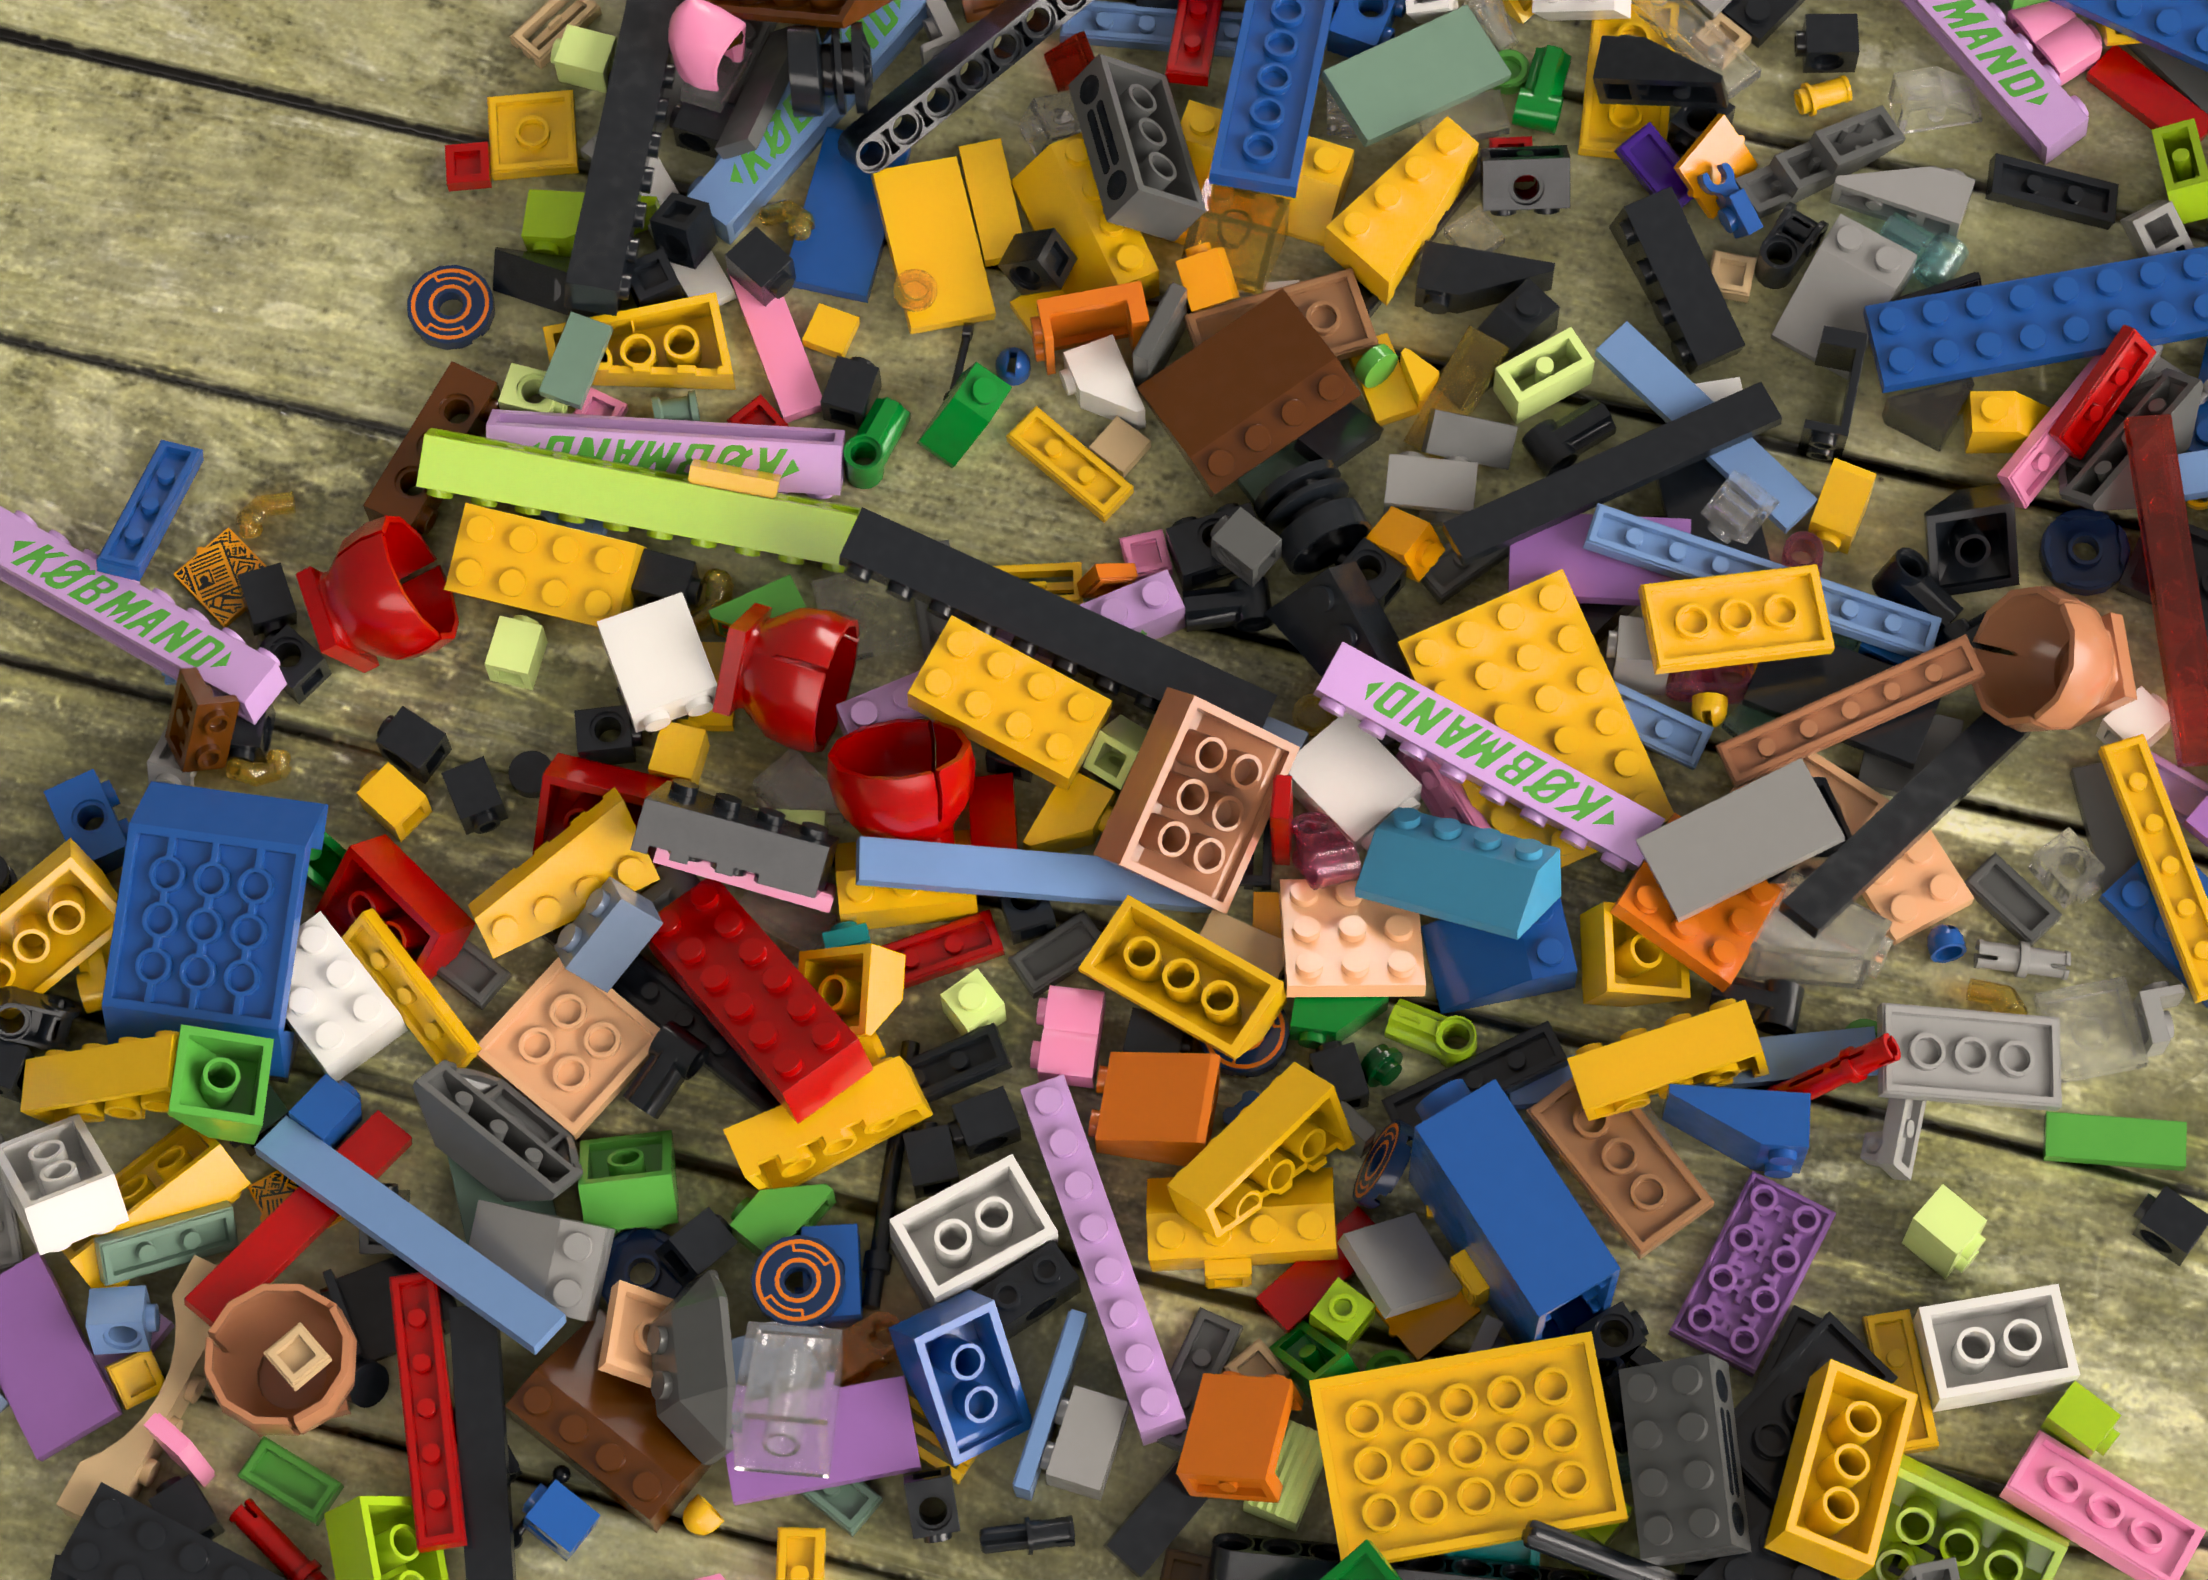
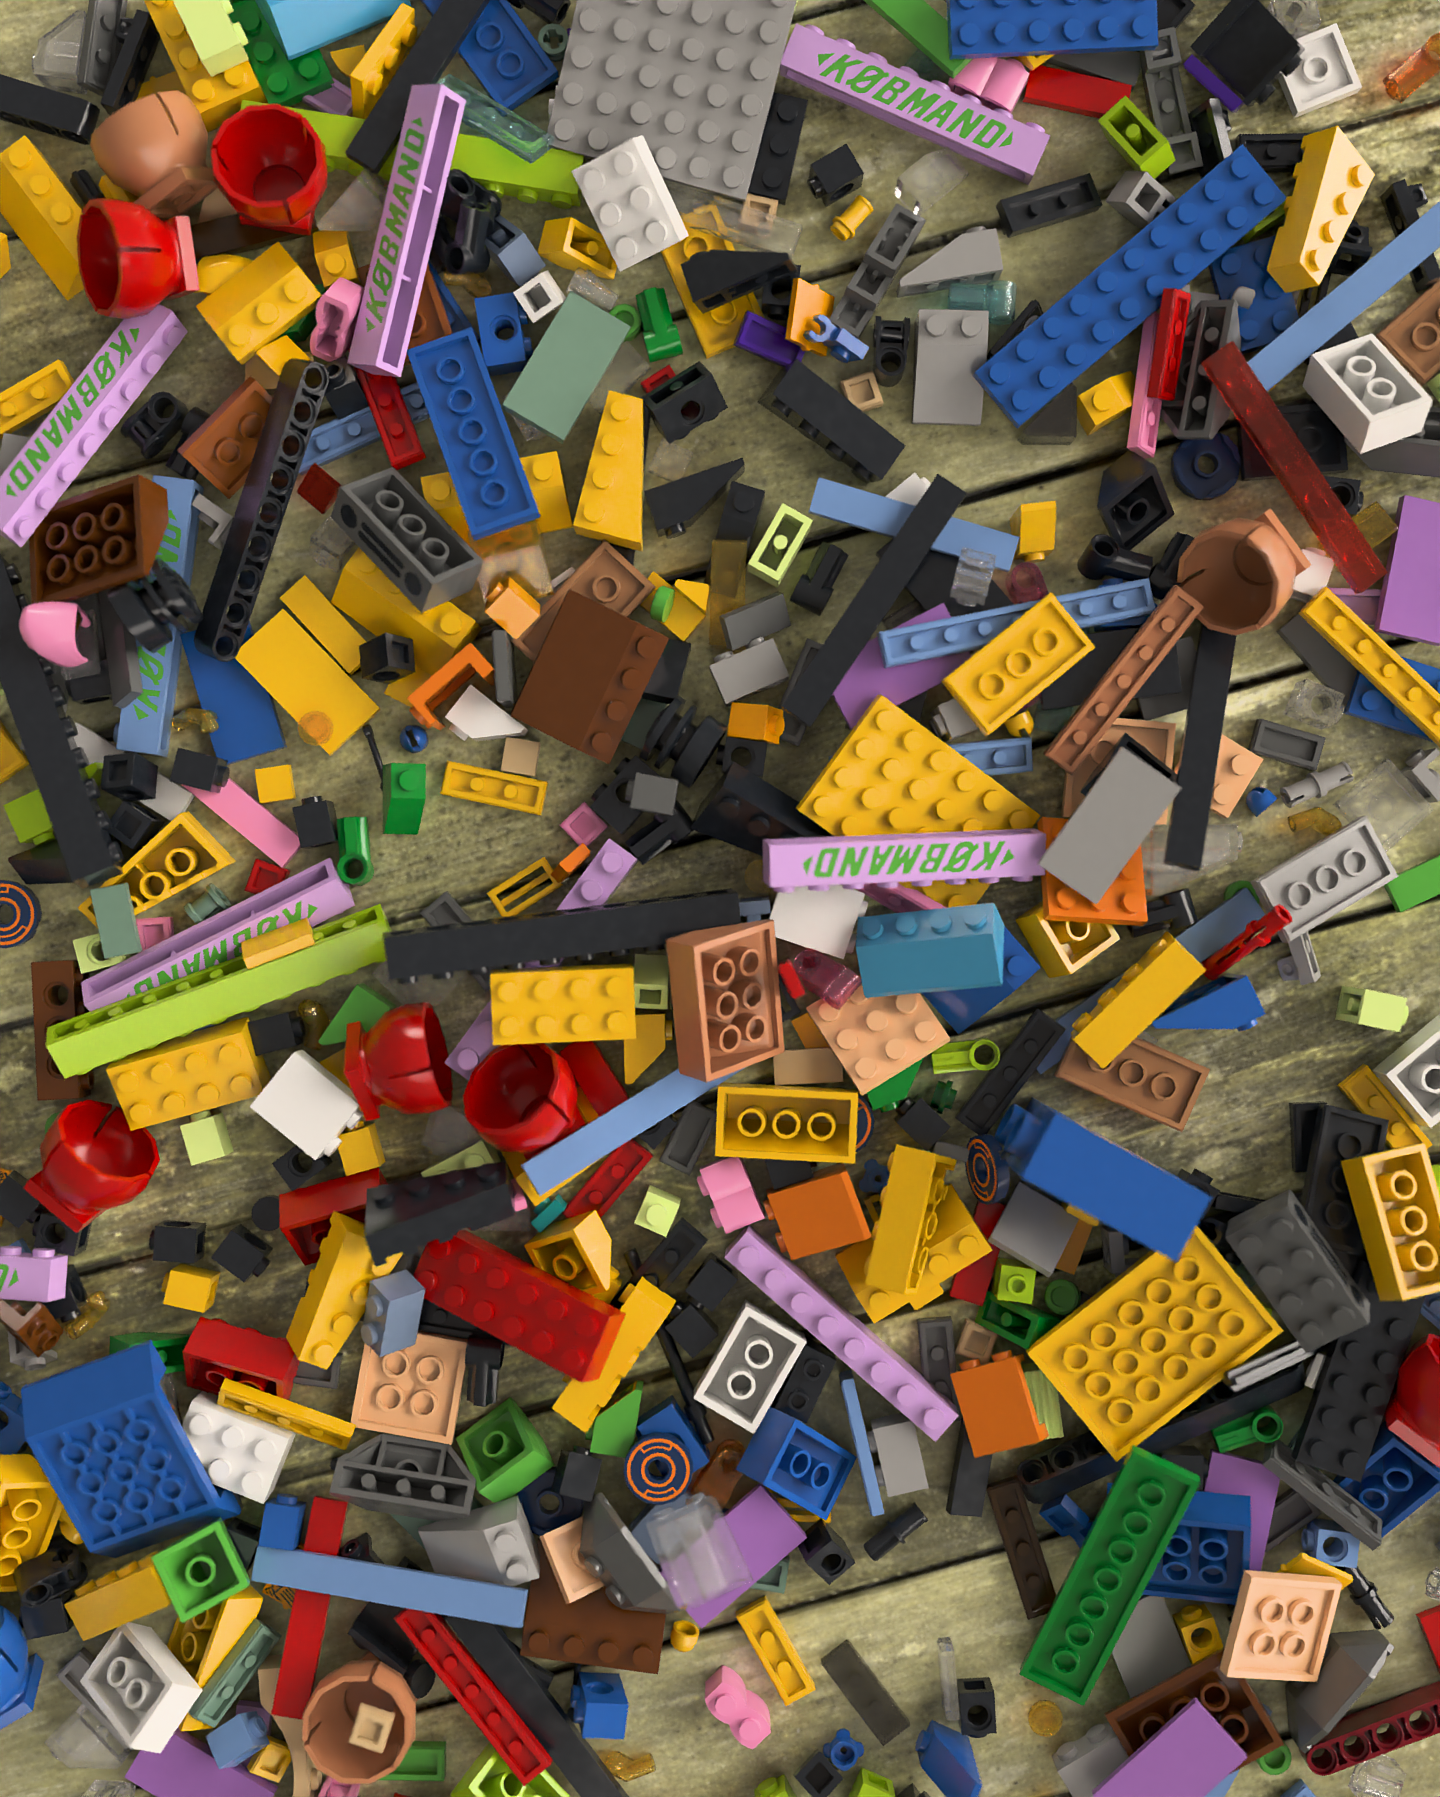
camera: 30 degrees left, 20 degrees up
(1752, 1273) = (1253, 1096): medium lavender tile -> none
(1841, 351) = (998, 444): black panel -> none

